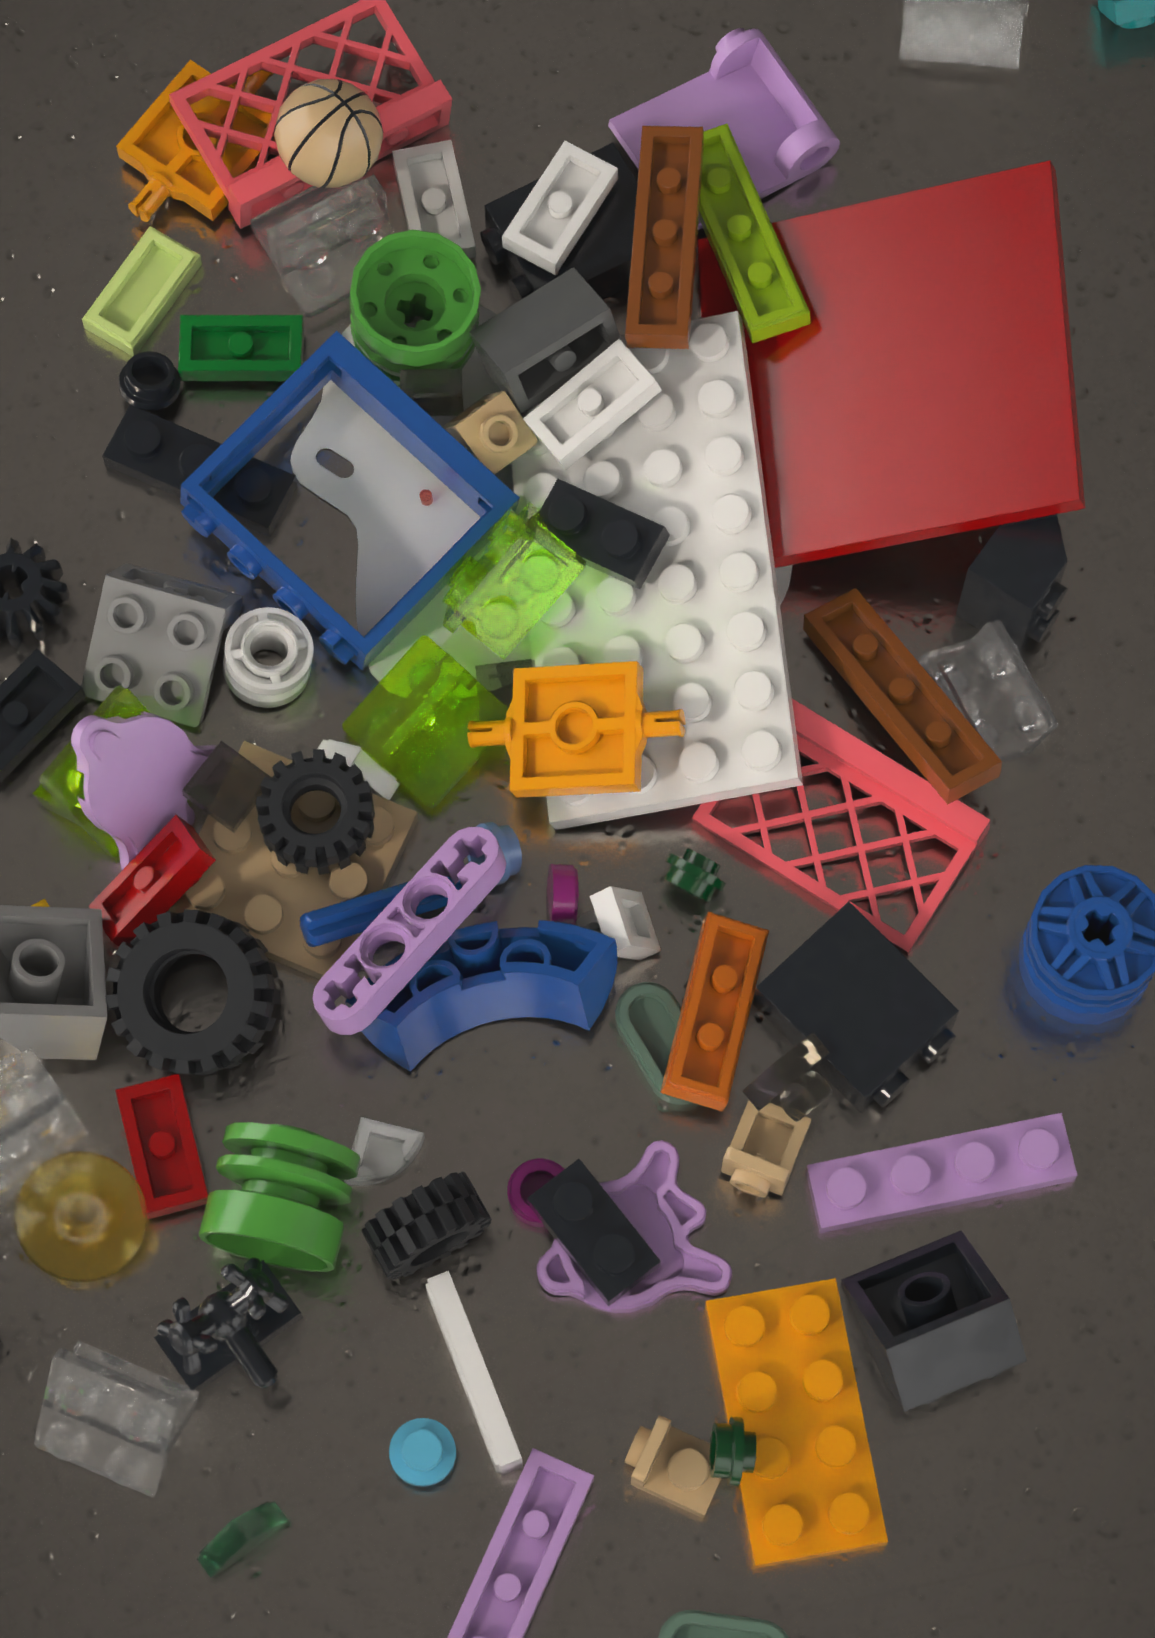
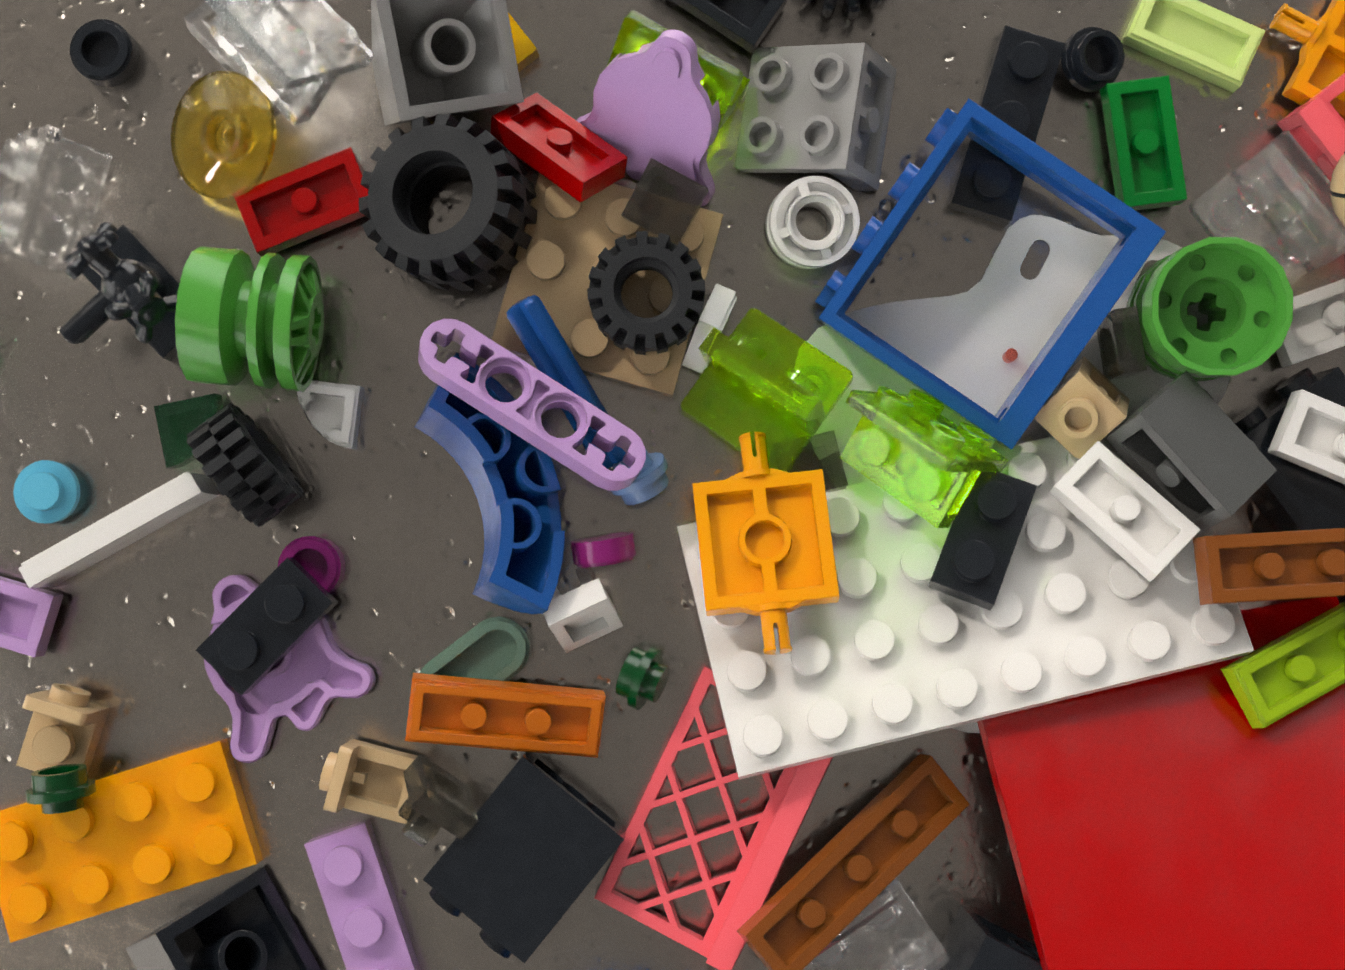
camera: 80 degrees right, 15 degrees up
(376, 1302) = (178, 420): none -> clear green tile

